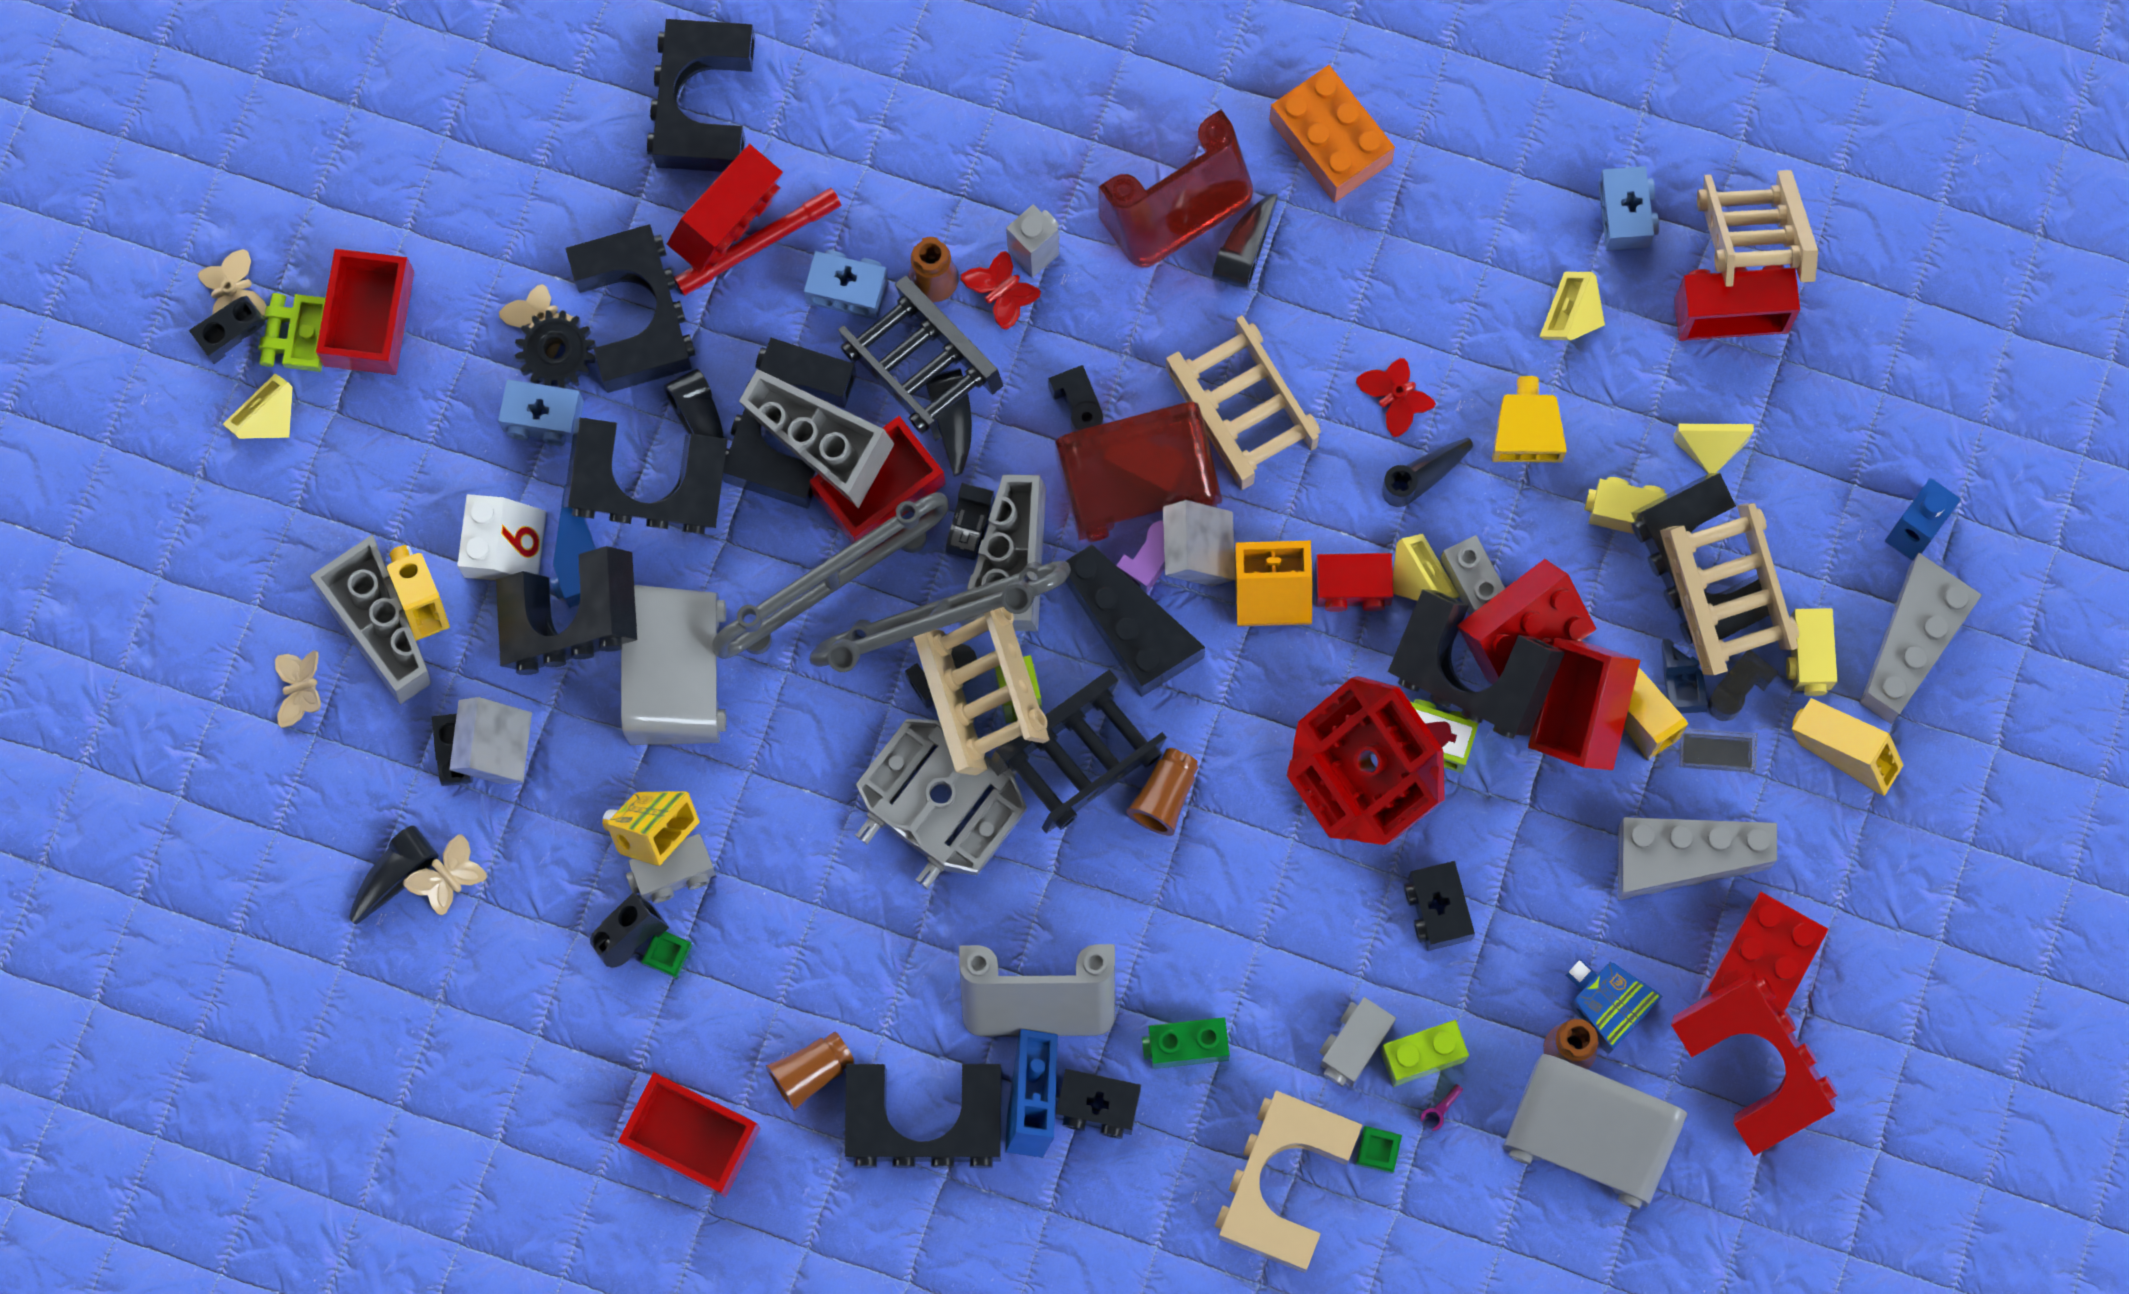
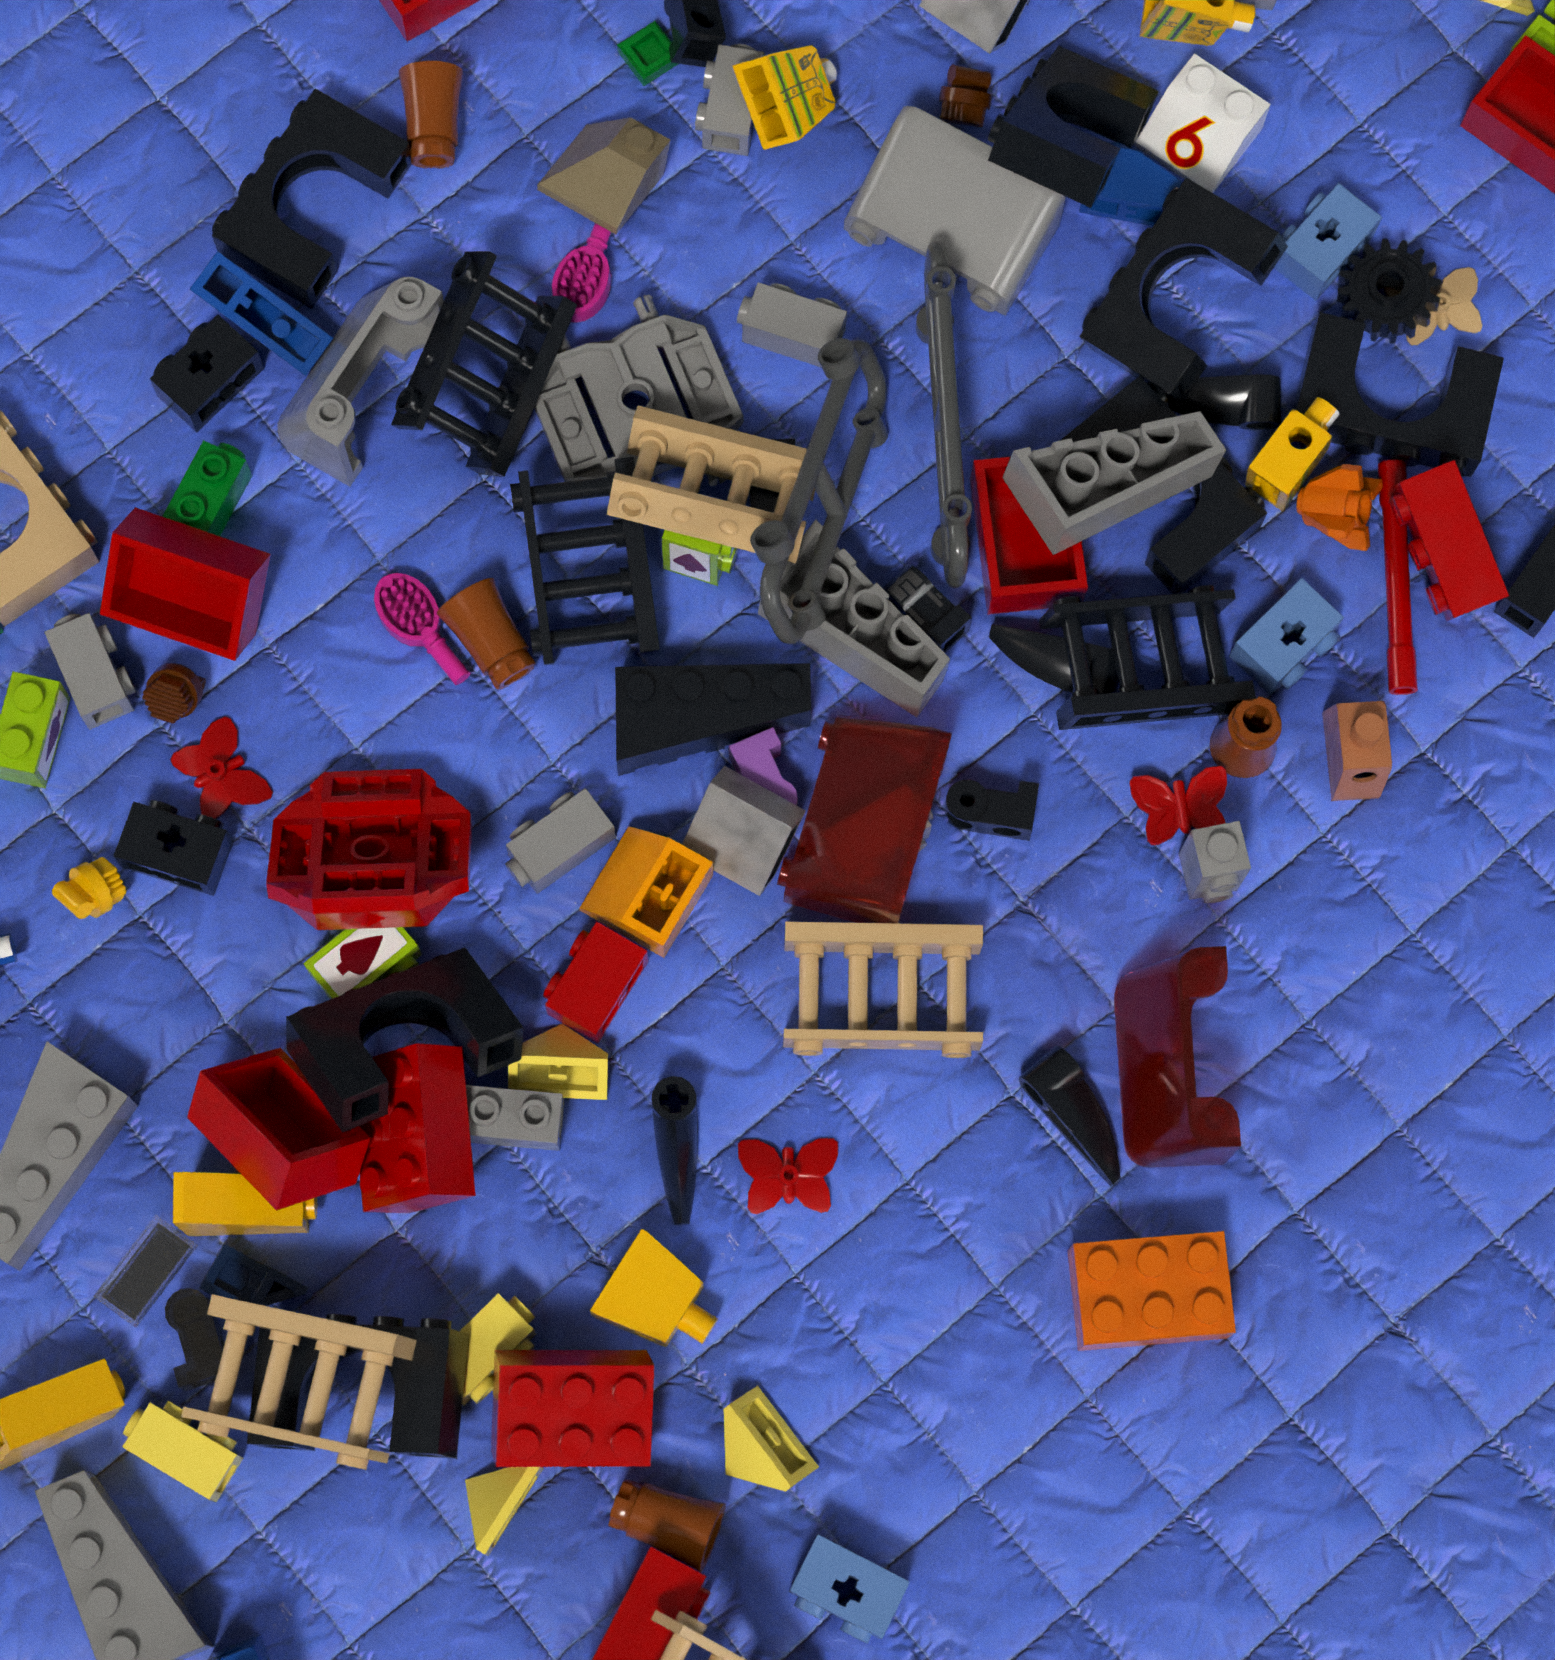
camera: 115 degrees right, 0 degrees up
(575, 710) = (965, 96): none -> reddish brown piece
(720, 342) = (1282, 469): none -> yellow torso
(734, 299) = (1340, 504): none -> orange brick
(780, 921) = (608, 171): none -> dark tan slope
(818, 727) = (790, 323): none -> light grey brick
(864, 892) = (585, 276): none -> dark pink piece
(897, 199) = (1357, 744): none -> nougat torso
(983, 878) = (526, 362): none -> black fence
(1182, 853) = (412, 618): none -> dark pink piece
(1262, 1006) = (184, 583): none -> red piece
(1276, 661) = (558, 841): none -> light grey brick
(1336, 975) = (173, 692): none -> reddish brown piece
(1369, 917) = (216, 772): none -> red piece
(1502, 942) = (90, 889): none -> yellow piece
(1633, 424) = (572, 1408): none -> red piece
(1658, 333) = (668, 1521): none -> dark orange plant

